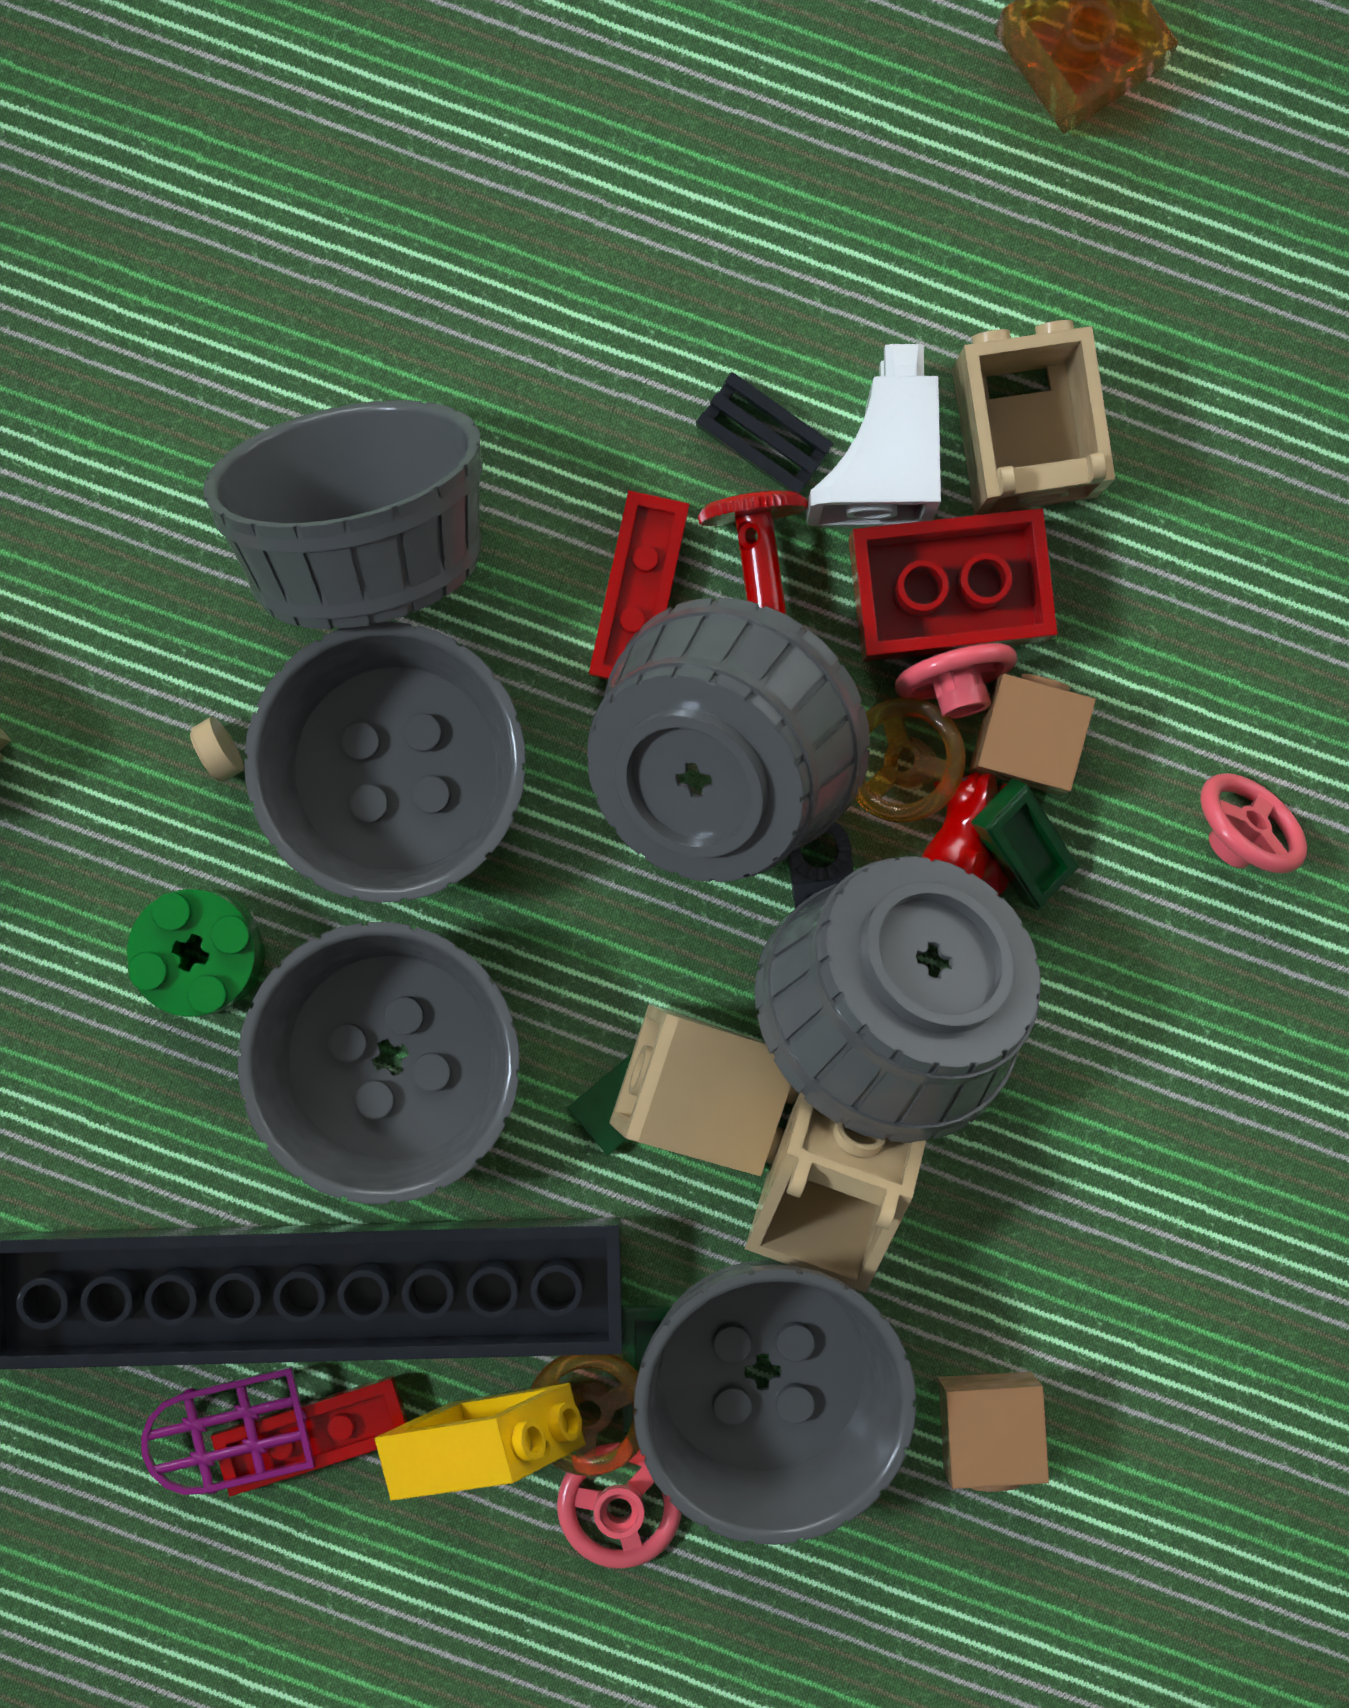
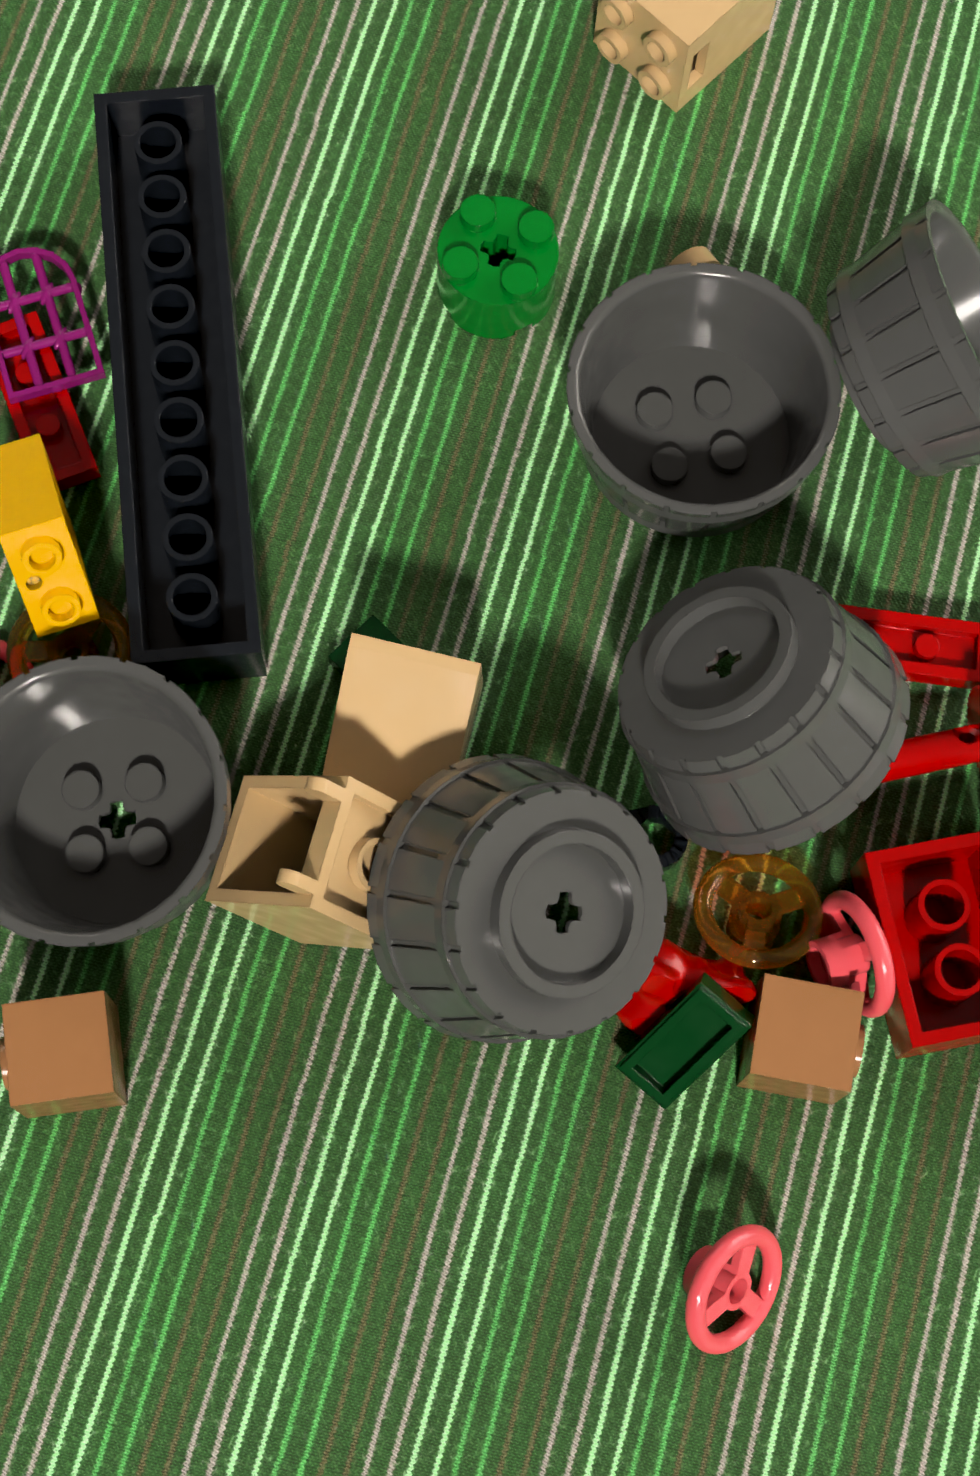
camera: 80 degrees right, 15 degrees down
(314, 1073) = (418, 366): dark grey piece -> none

